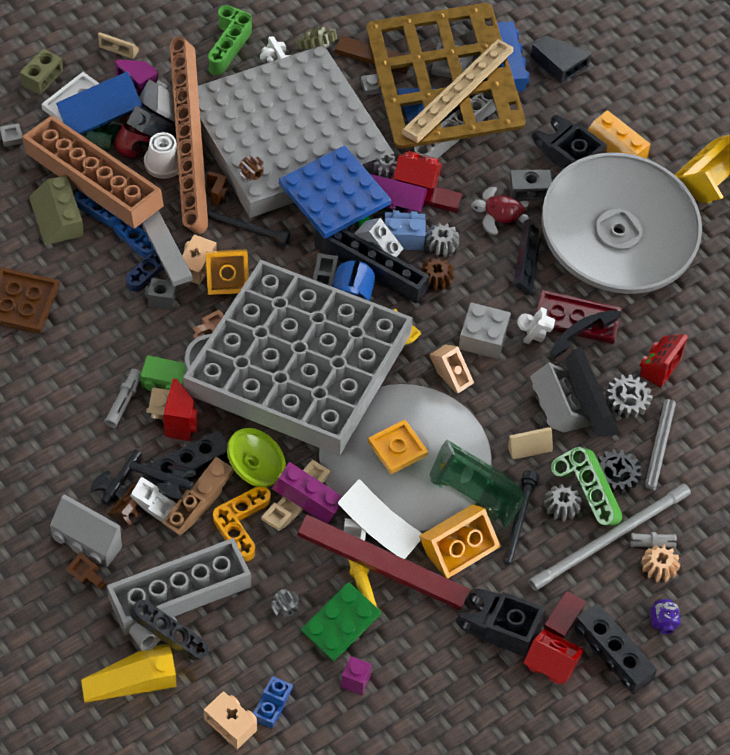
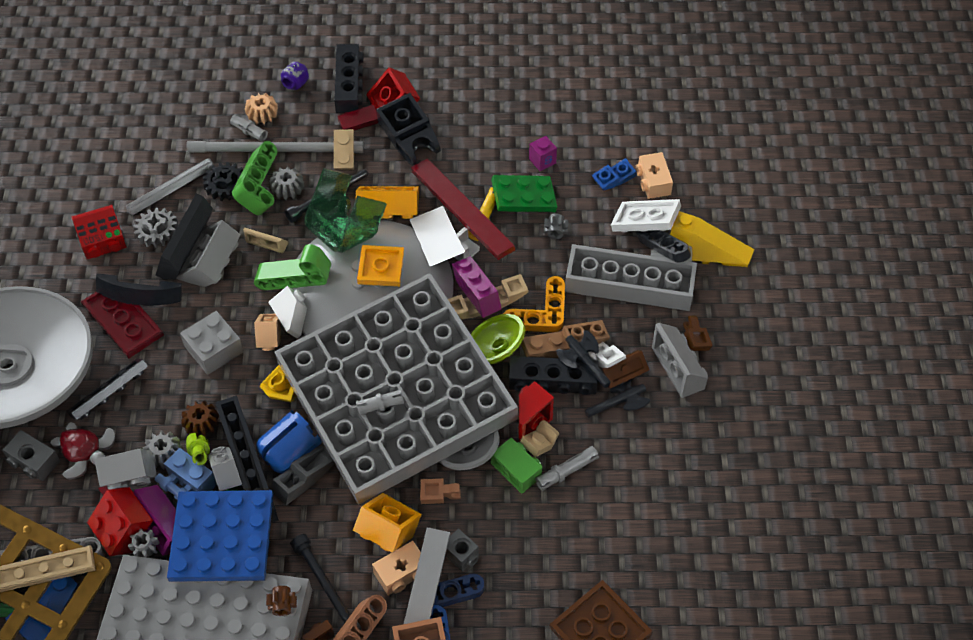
camera: 140 degrees left, 0 degrees up
(205, 656) = (646, 215): none -> white plate
(293, 319) = (380, 402): none -> light grey pin
(412, 245) = (198, 448): none -> lime arm
(444, 194) = (126, 468): none -> light grey brick
(445, 385) = (290, 310): none -> white slope
(457, 415) = (304, 272): none -> bright green beam
(536, 325) = (168, 315): white hips -> none
(543, 564) = (344, 149): none -> tan plate

